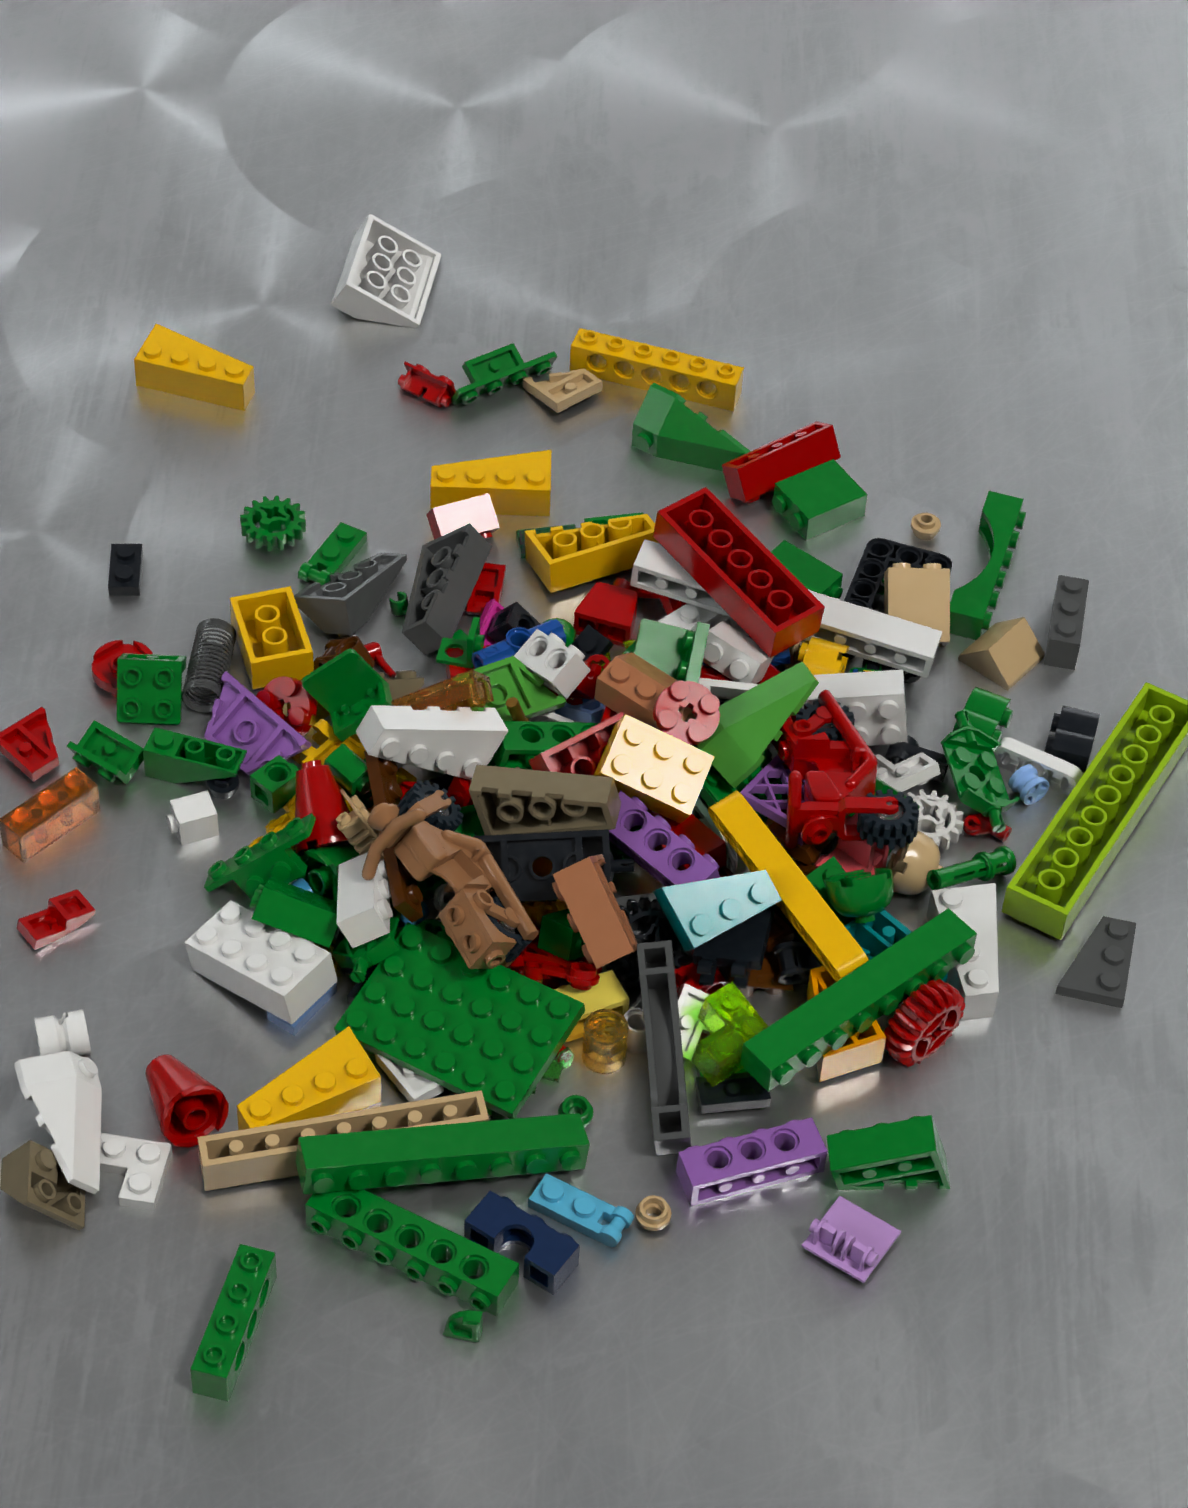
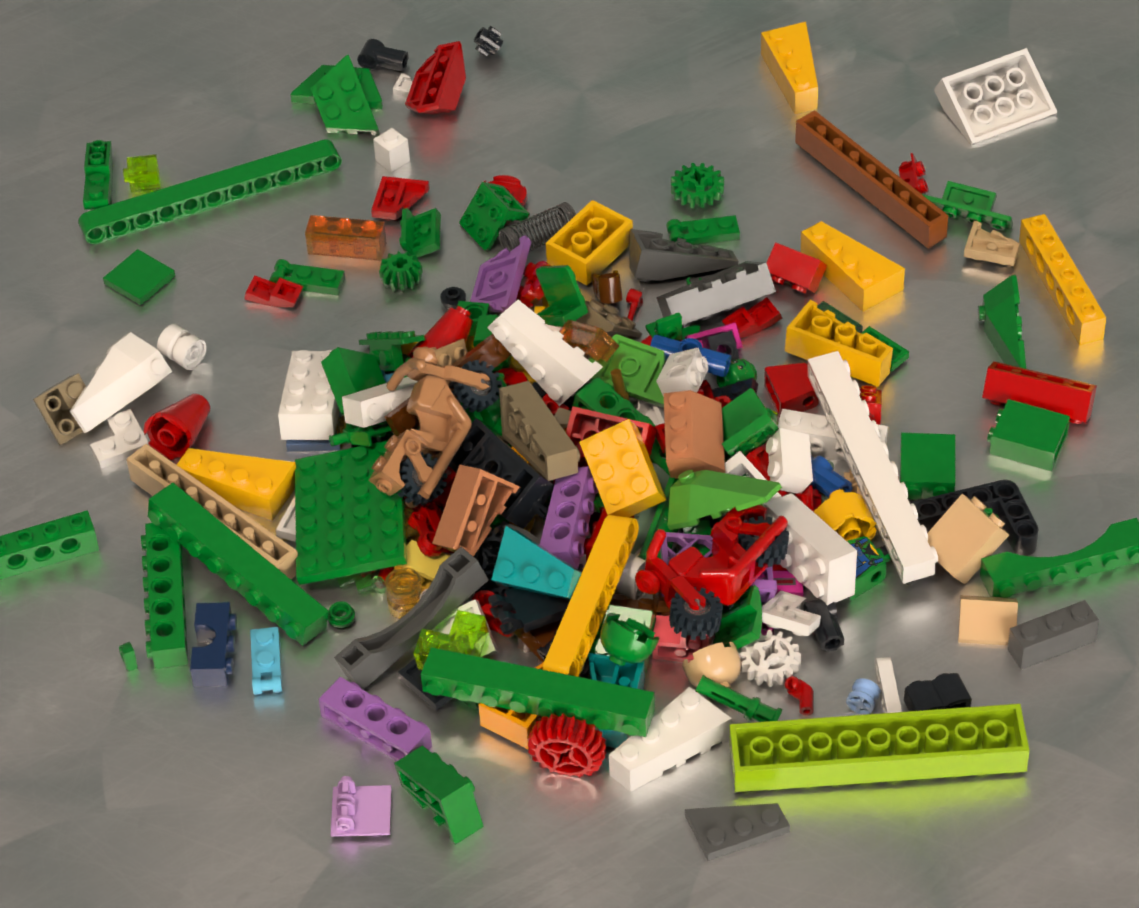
camera: 60 degrees right, 0 degrees up
(74, 873) = (311, 278): none -> green plate
(125, 570) = (588, 148): black plate -> none
(145, 800) = (400, 271): none -> green gear
(189, 759) = (448, 265): green slope -> none
(193, 818) = (407, 300): white brick -> none
(403, 406) = (871, 179): none -> dark orange brick
(653, 1205) = (293, 697): tan plate -> none
(703, 705) = (662, 445): plate -> none
(738, 572) = (846, 410): red brick -> none
(925, 526) = (1074, 507): tan plate -> none
(976, 771) = (851, 643): green plate -> none
(988, 712) = (899, 637): green brick -> none

